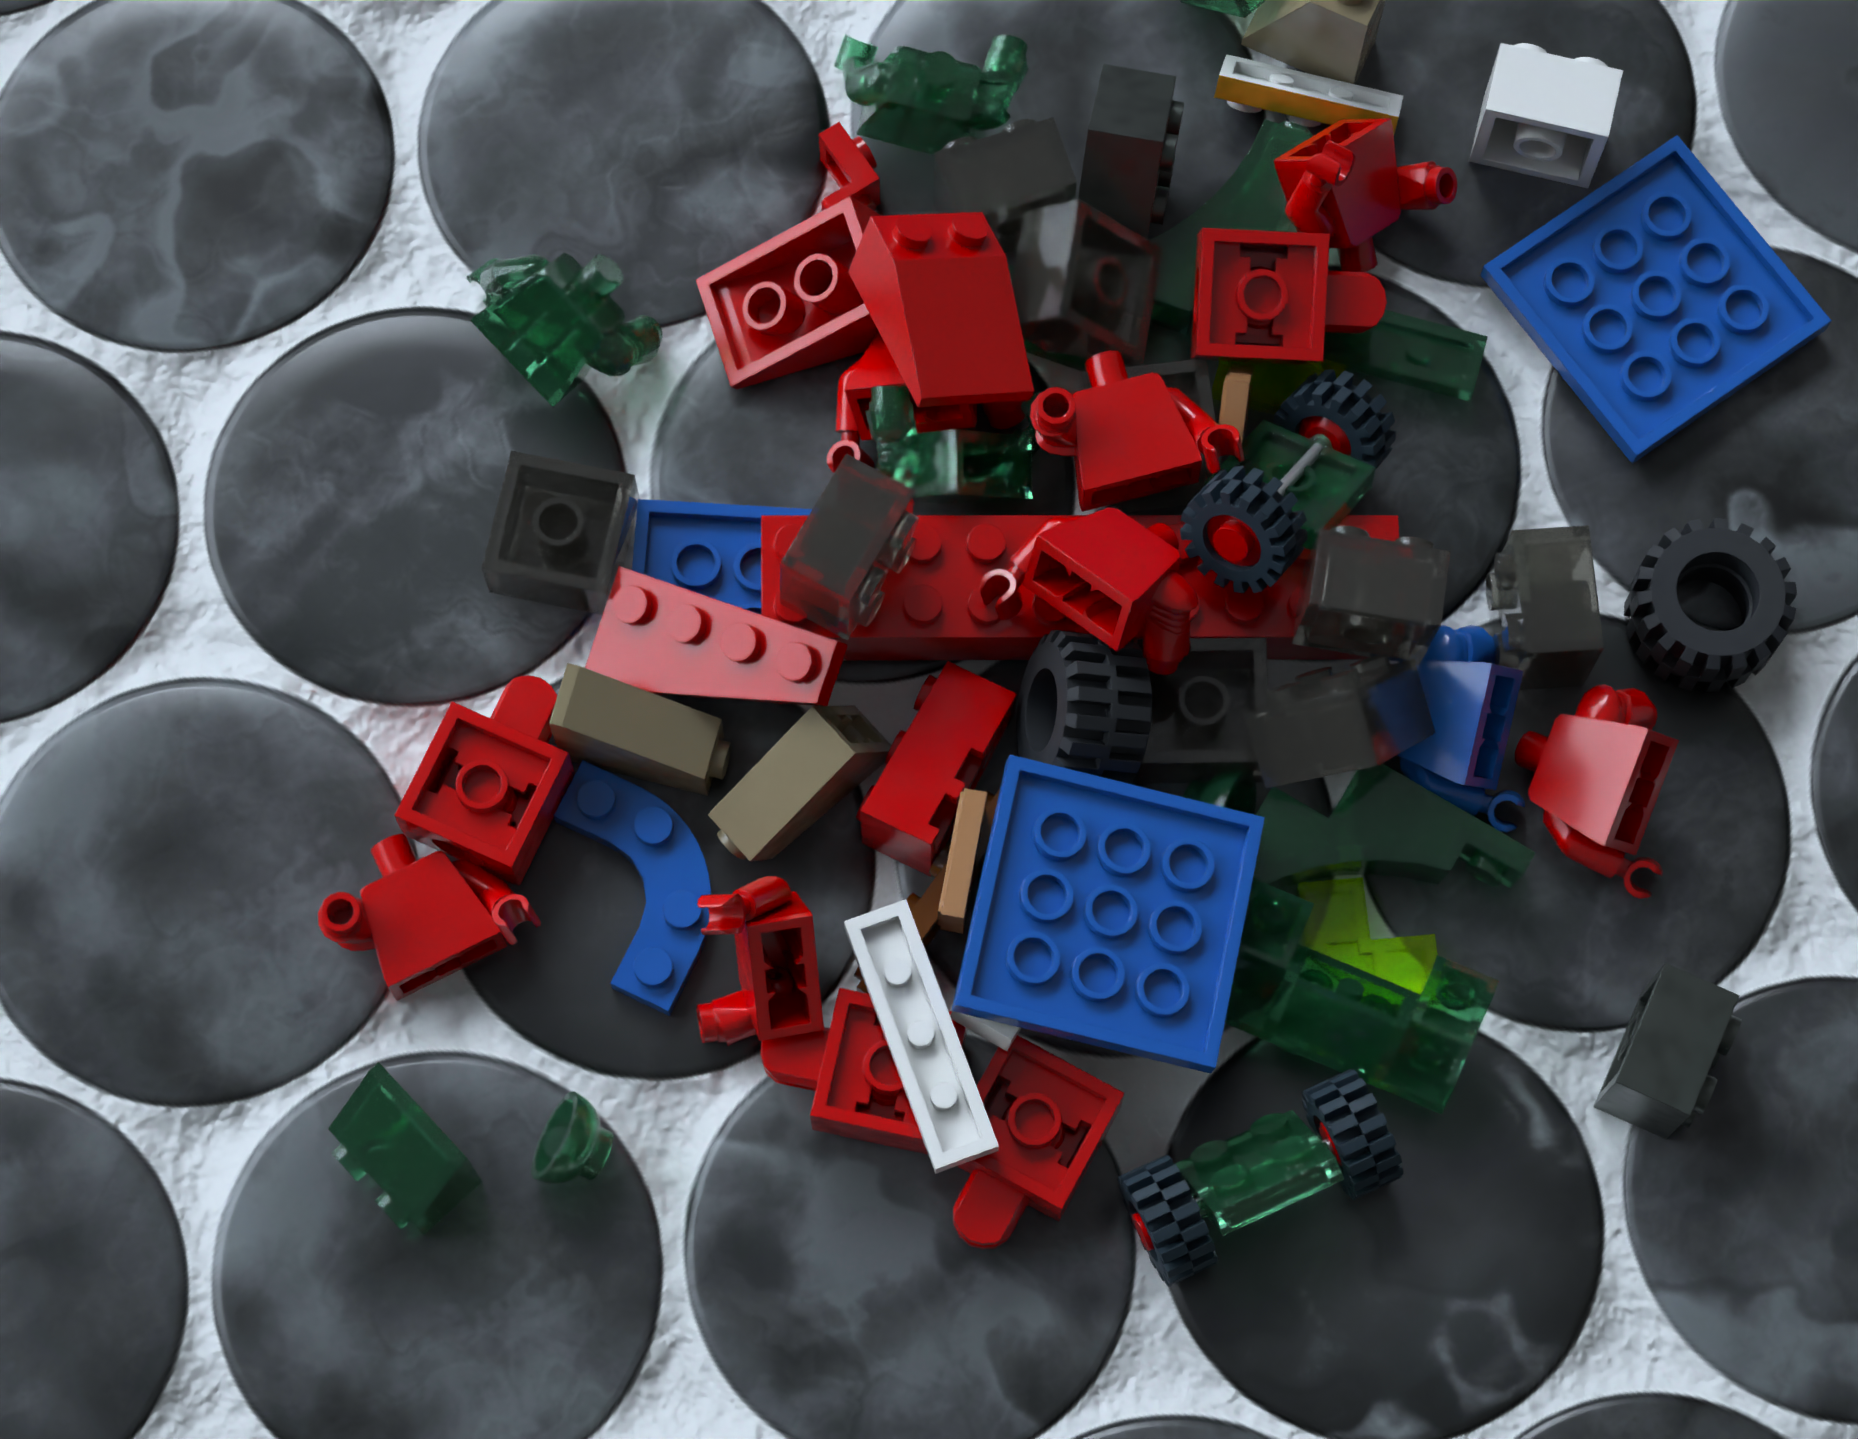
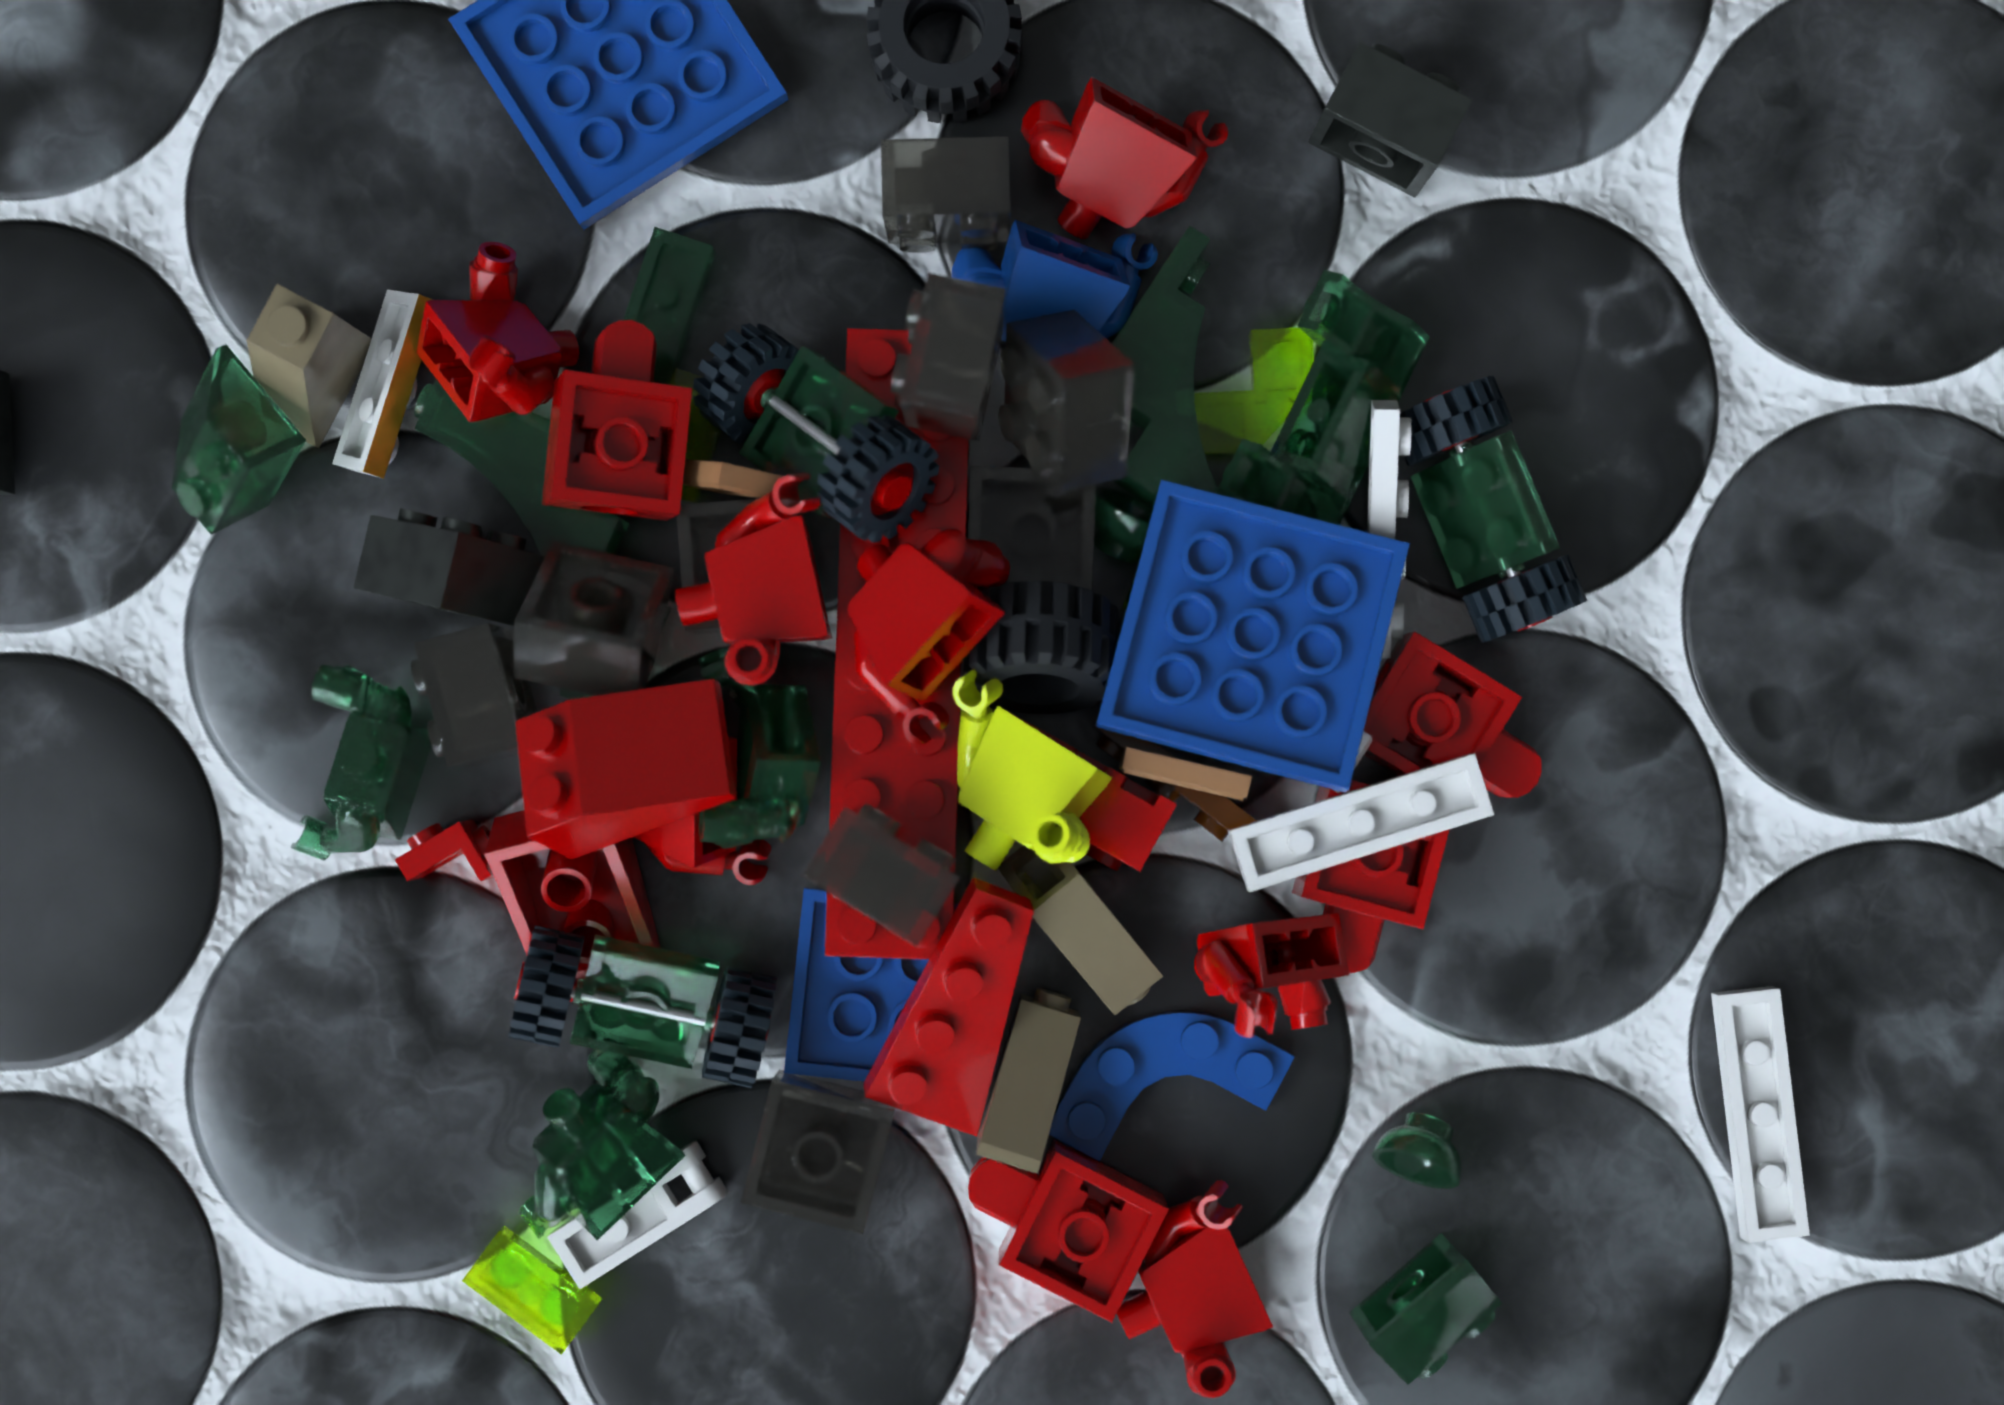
camera: 90 degrees left, 15 degrees up
(415, 275) = (532, 1289): none -> clear neon green plate
(486, 372) = (642, 1225): none -> white plate
(705, 354) = (644, 1004): none -> plate
(947, 691) = (1019, 782): none -> neon yellow torso
(1256, 1059) = (1386, 495): none -> white plate
(1546, 114) = (423, 144): white brick -> none

